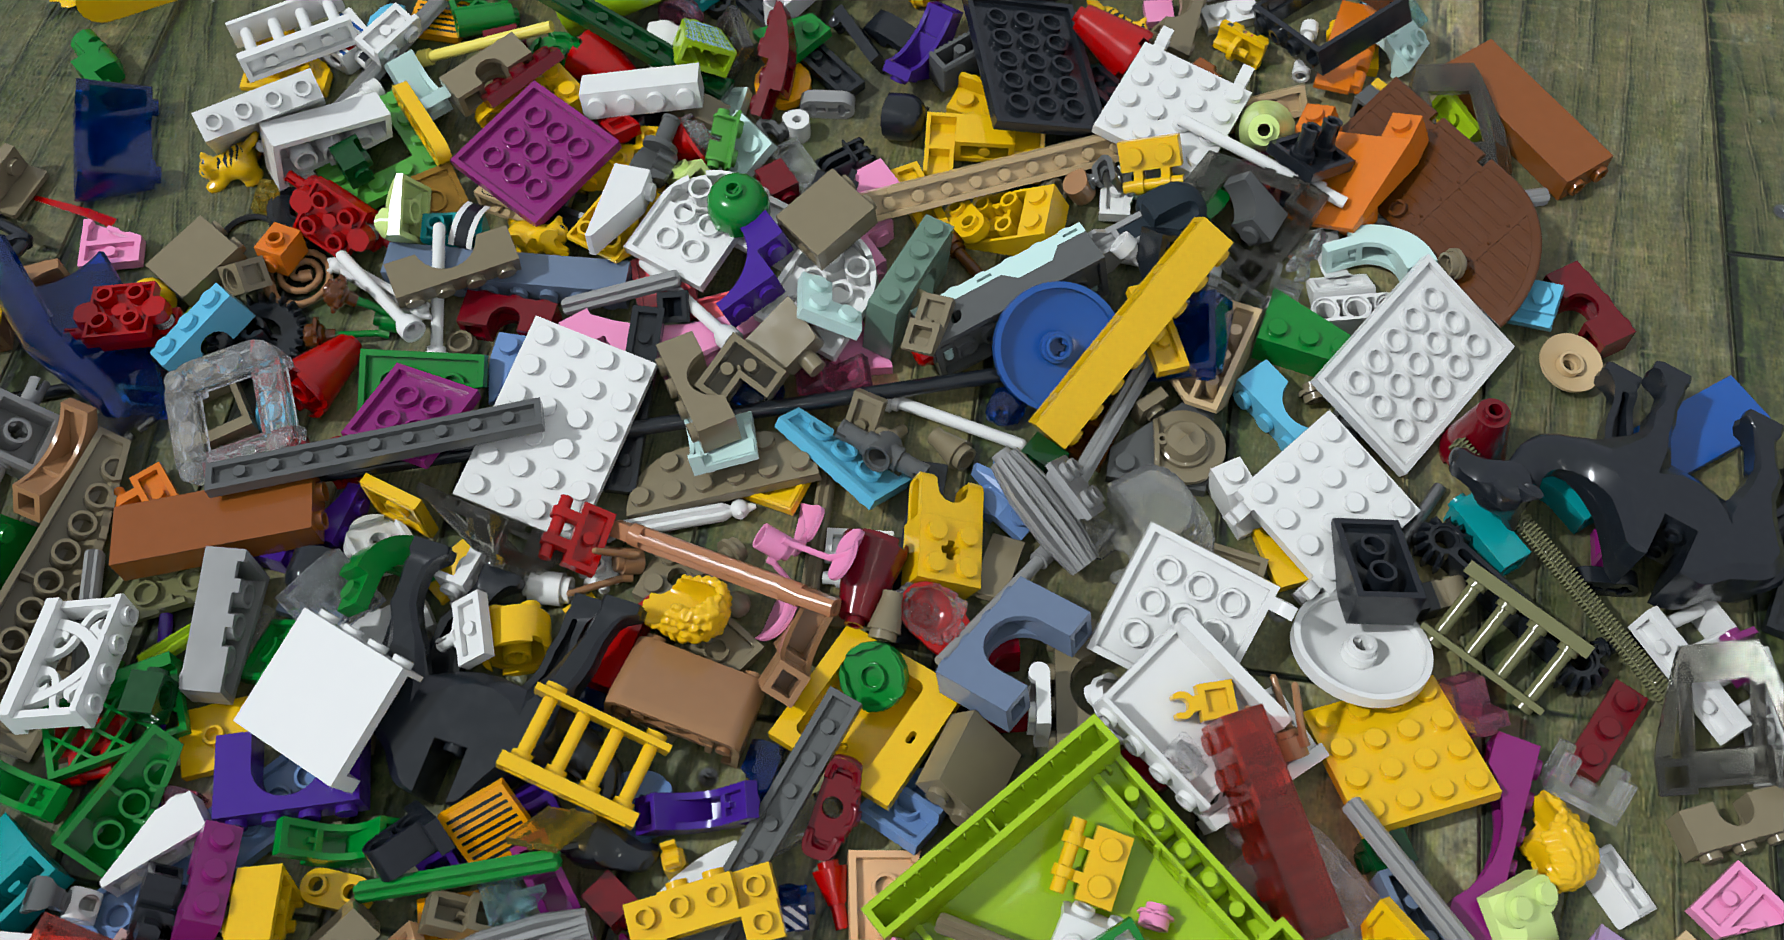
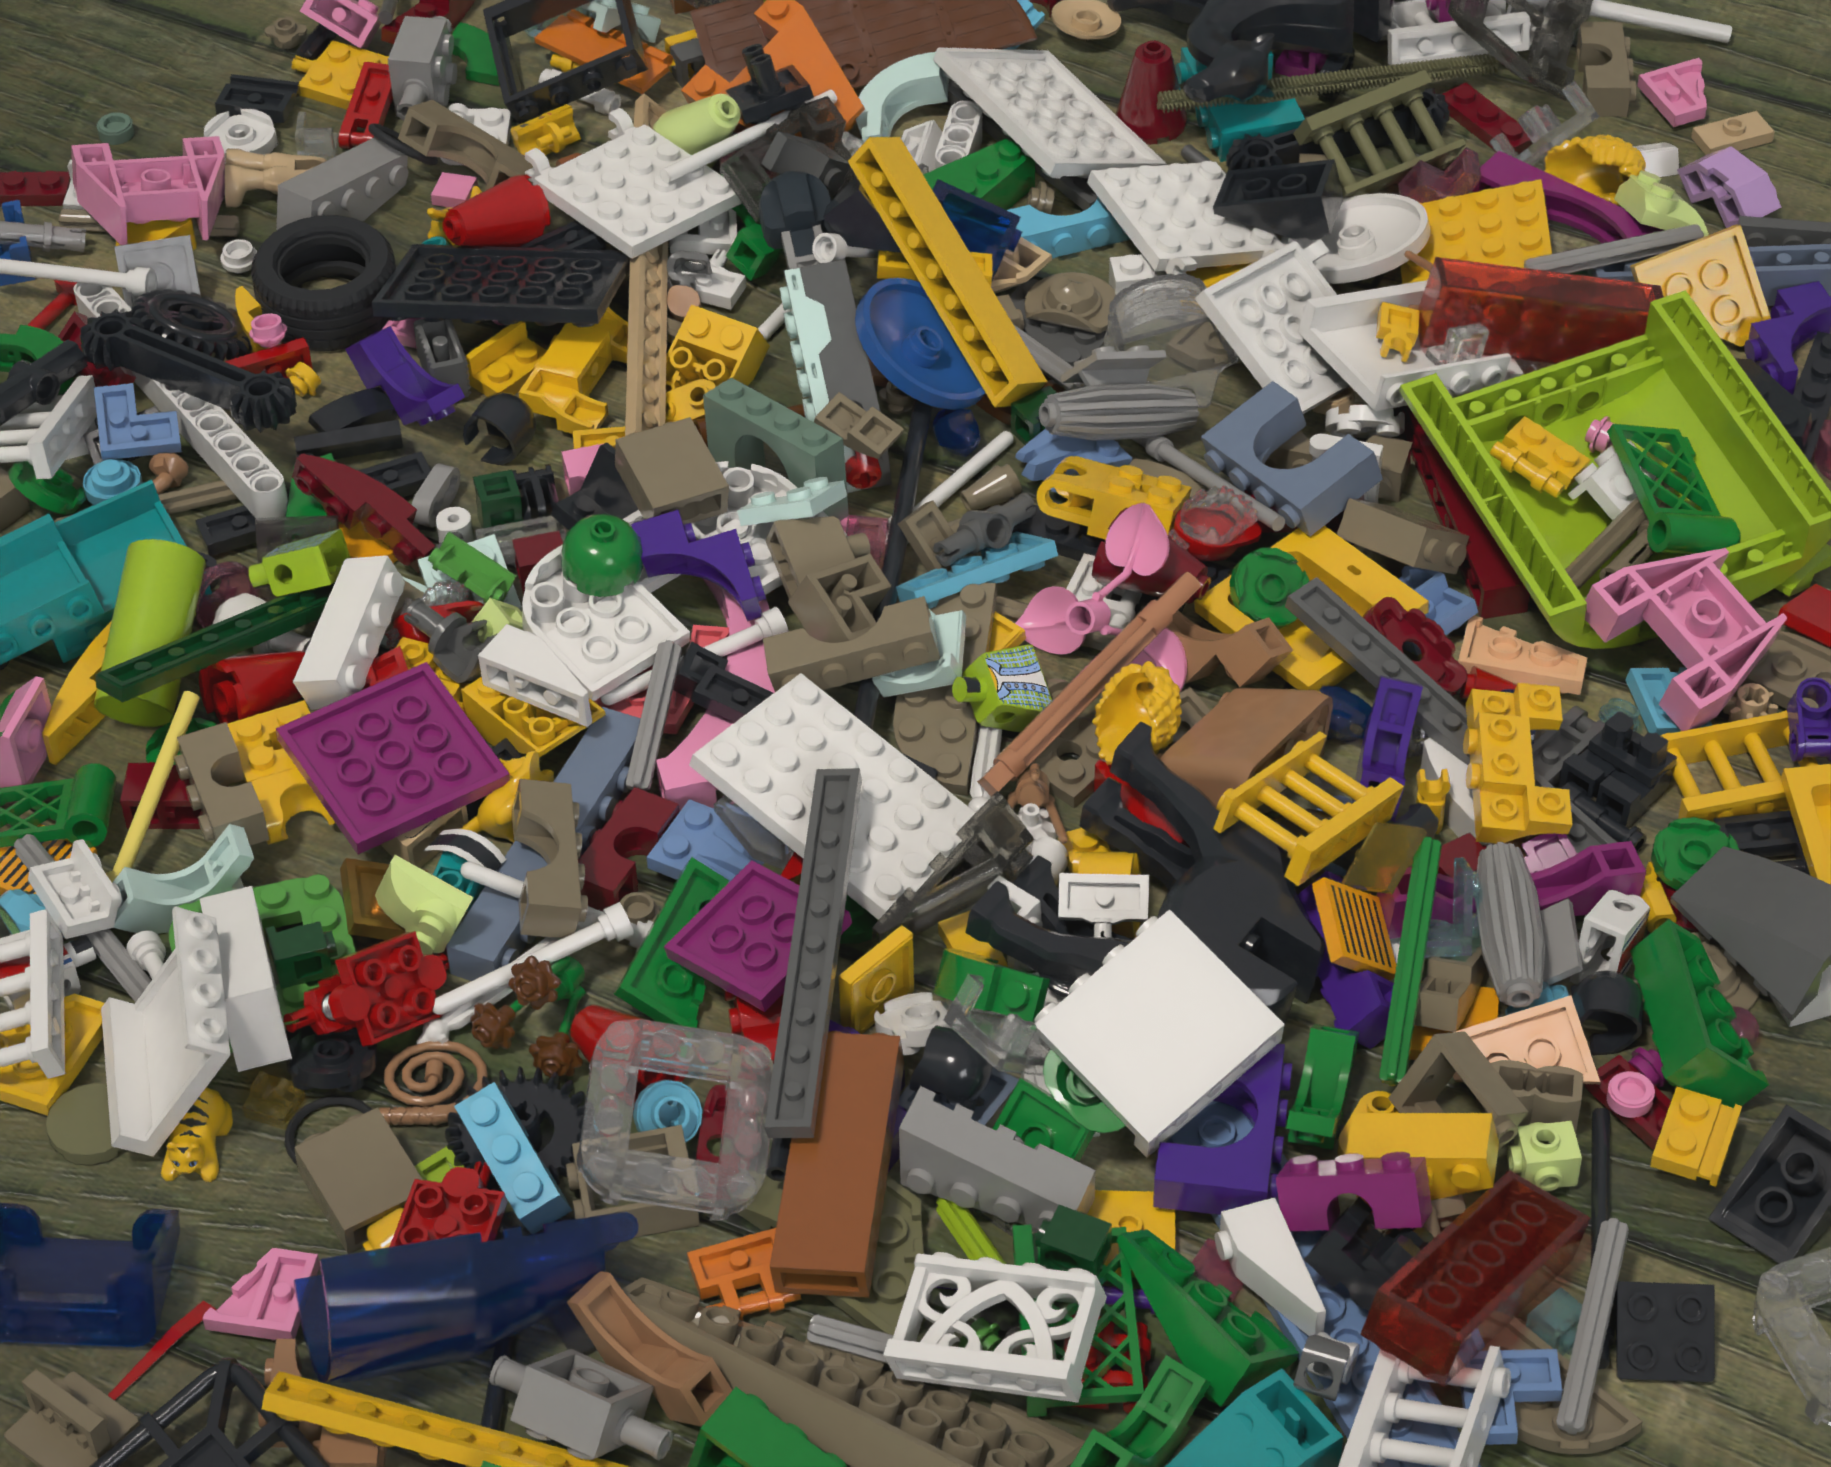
camera: 75 degrees left, 15 degrees down
(245, 275) = (416, 1098): dark tan brick -> none
(281, 248) = (394, 1071): orange brick -> none
(406, 842) = (1350, 998): black tile -> none
(422, 123) = (269, 863): yellow beam -> none
(521, 76) = (258, 744): dark red plate -> none
(590, 530) = (982, 785): red plate -> none
(710, 509) = (1004, 688): none -> lime torso
(819, 136) = (497, 499): none -> dark green brick
(886, 619) = (1214, 552): dark tan cone -> none
(1150, 154) = (695, 216): yellow plate -> none
(1453, 262) = (950, 30): dark tan plate -> none

